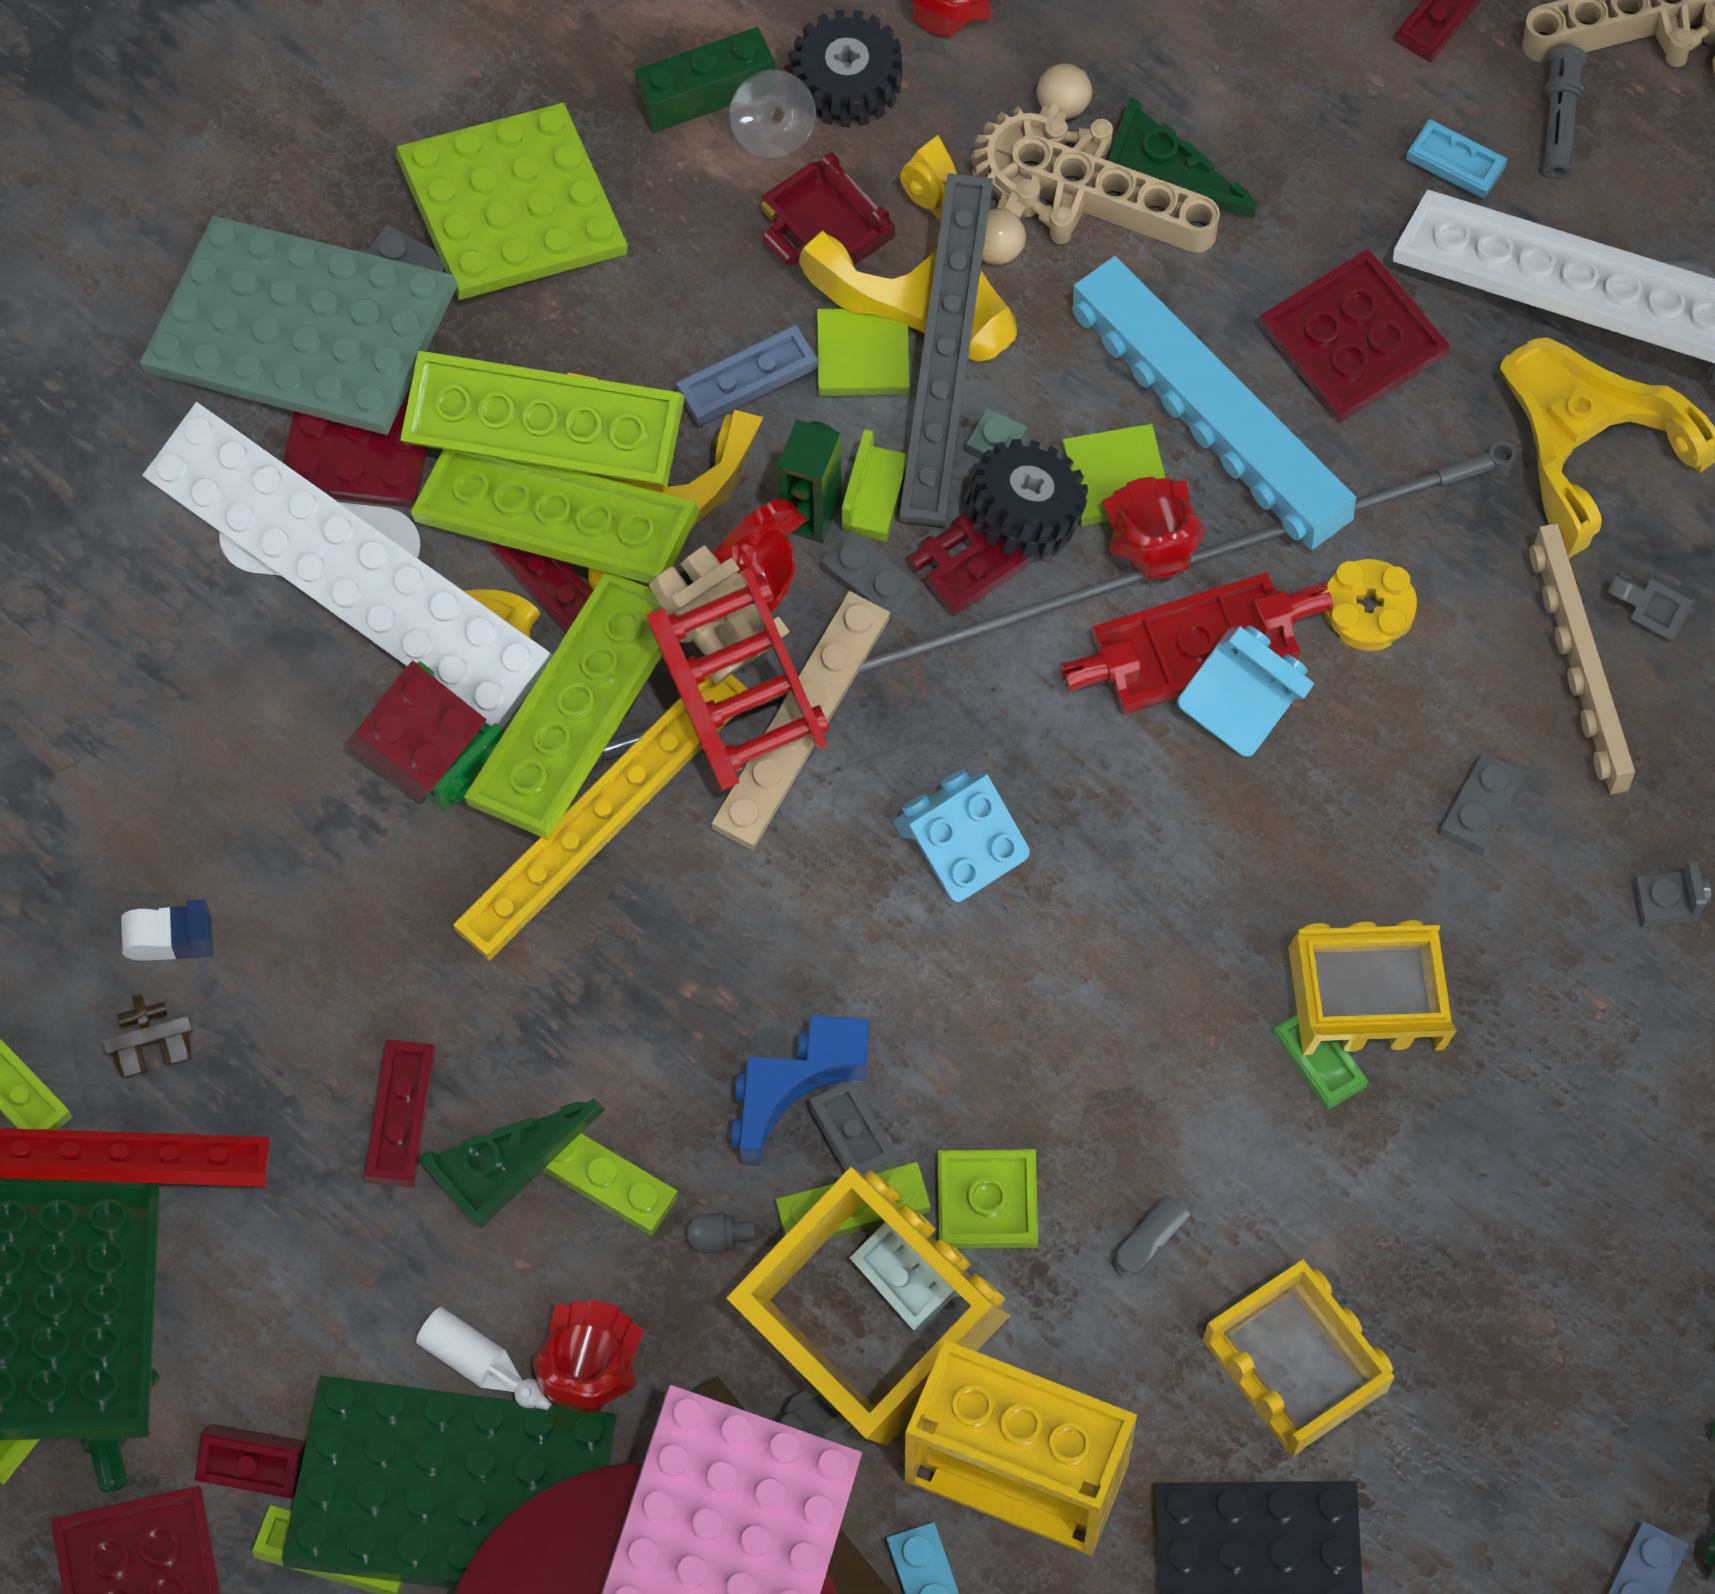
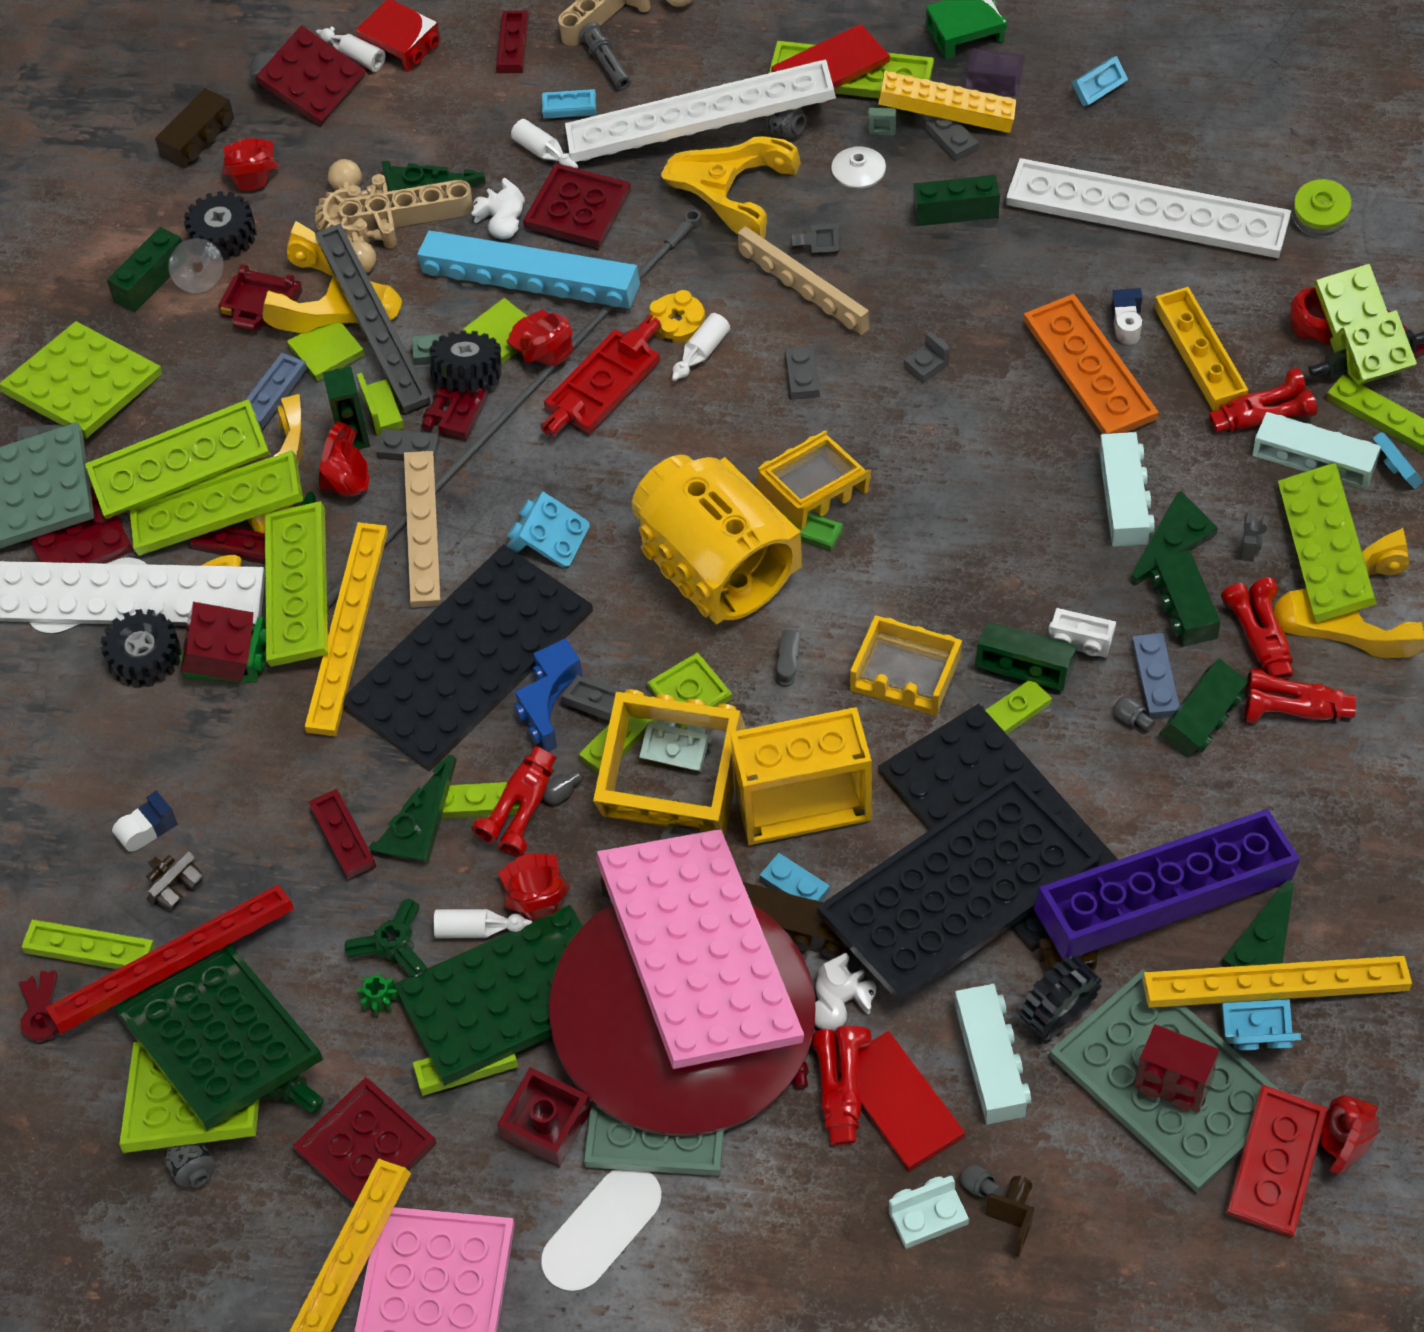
camera: 30 degrees left, 10 degrees down
(249, 1460) = (384, 1052): dark red slope -> none
(290, 1389) = (377, 994): none -> green gear
(330, 647) = (135, 635): none -> black wheel
(363, 1334) = (381, 942): none -> dark green bush
(668, 1205) = (526, 786): none -> red piece
(710, 582) = (341, 493): tan hips -> none
(710, 715) = (374, 544): red fence -> none
(734, 952) = (465, 657): none -> black plate
(1157, 997) = (715, 535): none -> yellow piece
(1243, 689) = (645, 381): medium azure bracket -> none
(1251, 279) = (504, 208): none -> white animal
(1371, 202) = (540, 143): none -> white wheel
(1371, 672) = (701, 344): none -> white wheel
(1409, 1521) = (1019, 706): none -> lime plate
(1469, 1454) = (1025, 656): none -> dark green brick
(1574, 1469) = (1088, 632): none -> white bracket

